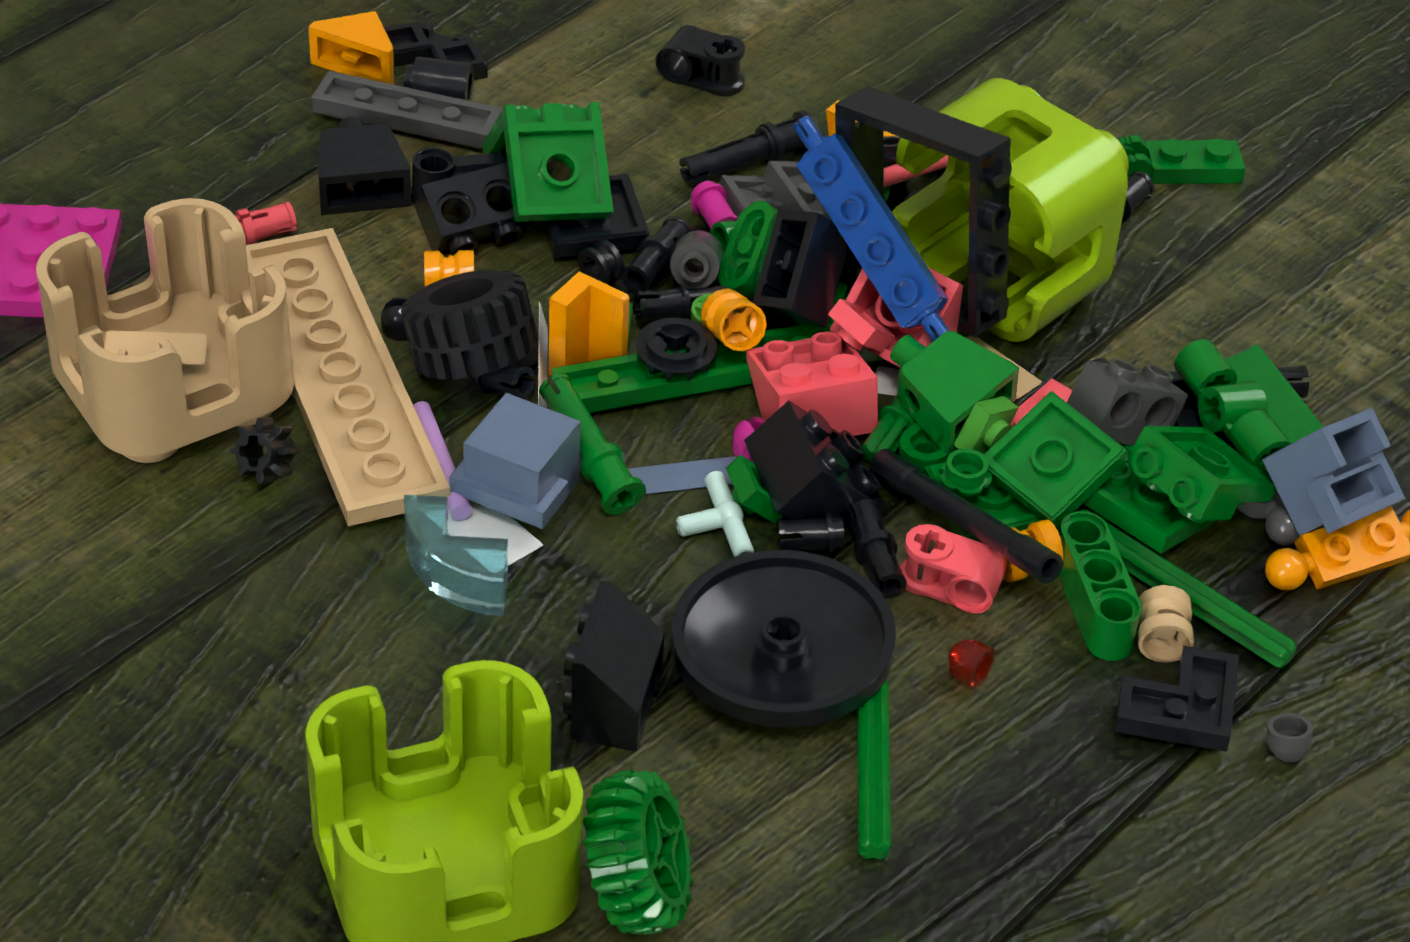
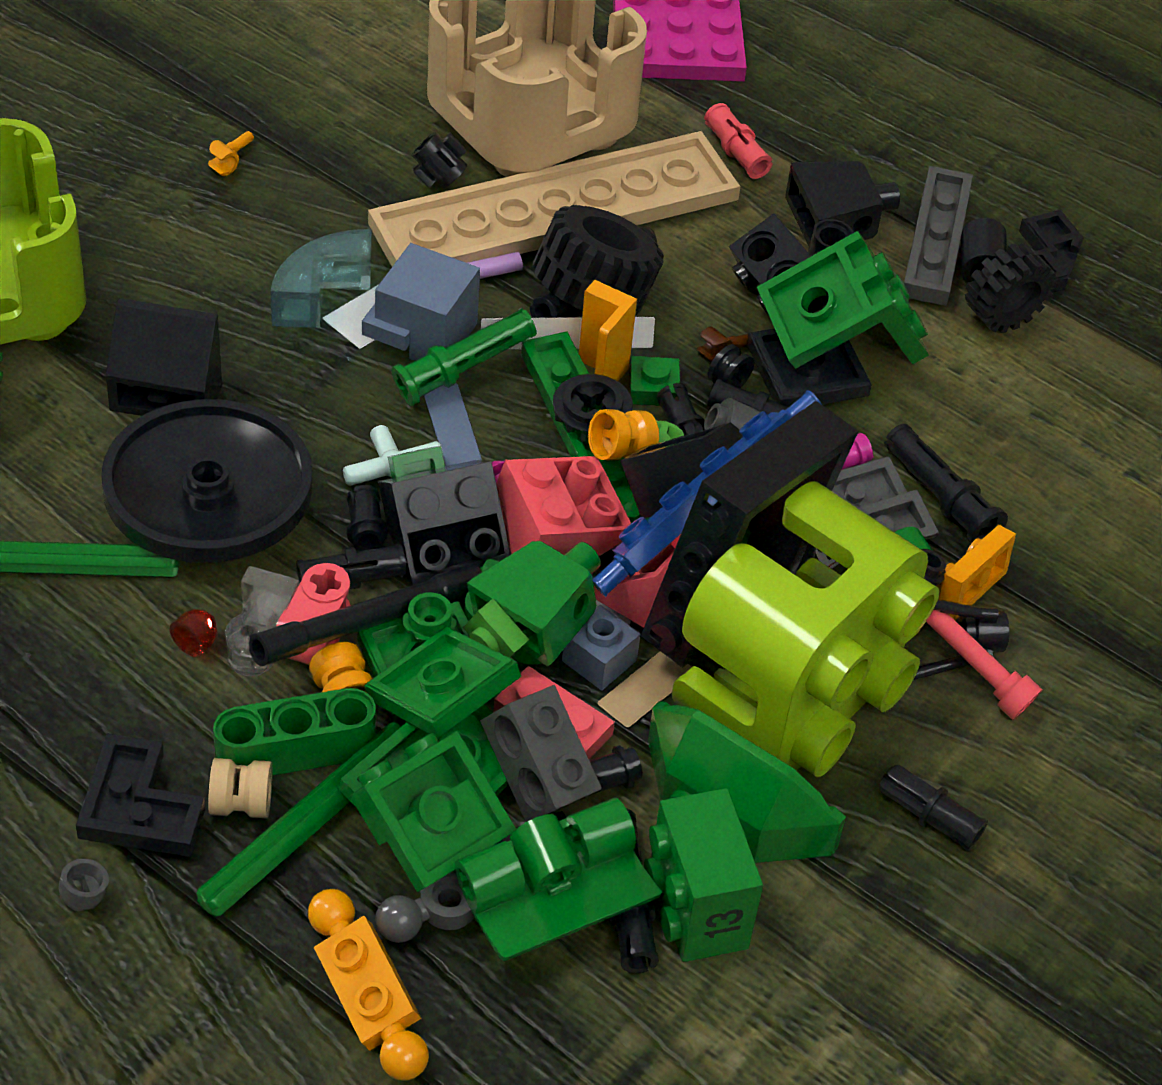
camera: 85 degrees right, 5 degrees up
(188, 345) = (528, 60): tan sticker -> none
(216, 649) = (226, 155): none -> light orange hand
(353, 47) = (1023, 193): light orange slope -> none
(440, 267) = (693, 265): light orange wheel -> none
(512, 62) = (1010, 287): none -> black tyre
(555, 273) = (717, 341): none -> reddish brown hand
(701, 59) = (1083, 448): black piece -> none
(859, 327) = (613, 518): coral plate -> none
(957, 609) = (264, 600): none -> clear leg
(1122, 310) = (773, 802): none -> green wedge
(1185, 160) = (1040, 885): green hinge -> none
(1238, 307) = (704, 875): none -> green brick
(1335, 474) = (415, 926): sand blue plate -> none

